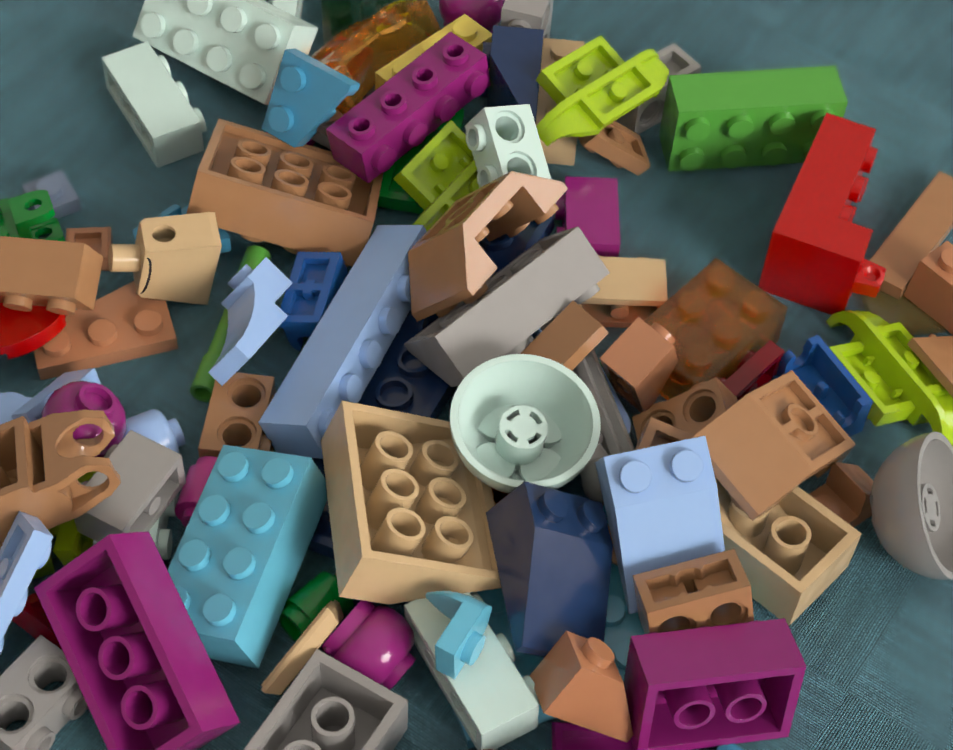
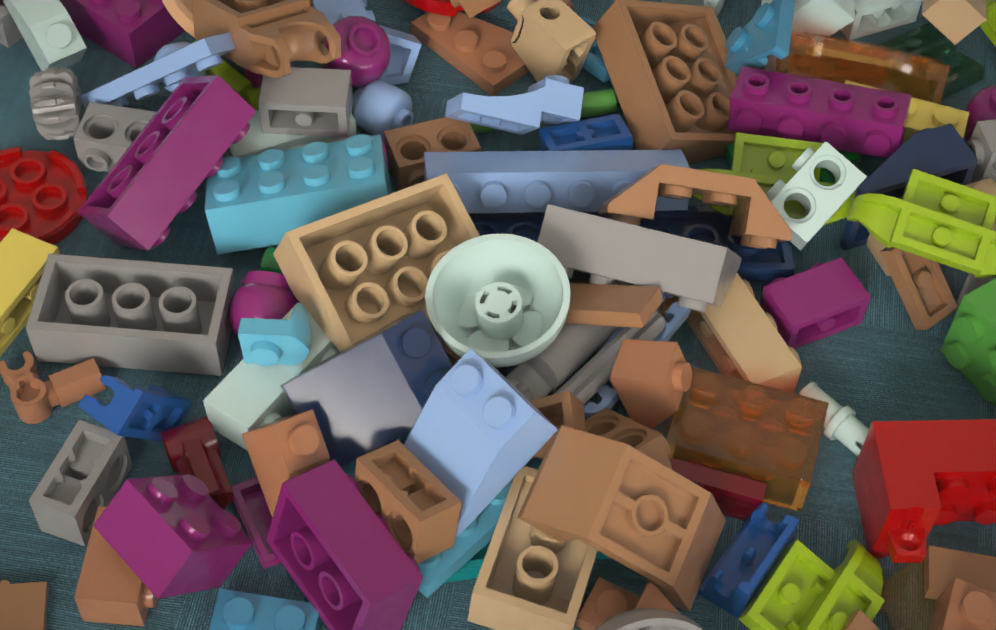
camera: 65 degrees right, 0 degrees up
(303, 649) = (242, 263): tan tile -> none
(741, 261) = (839, 421): none -> light aqua pin

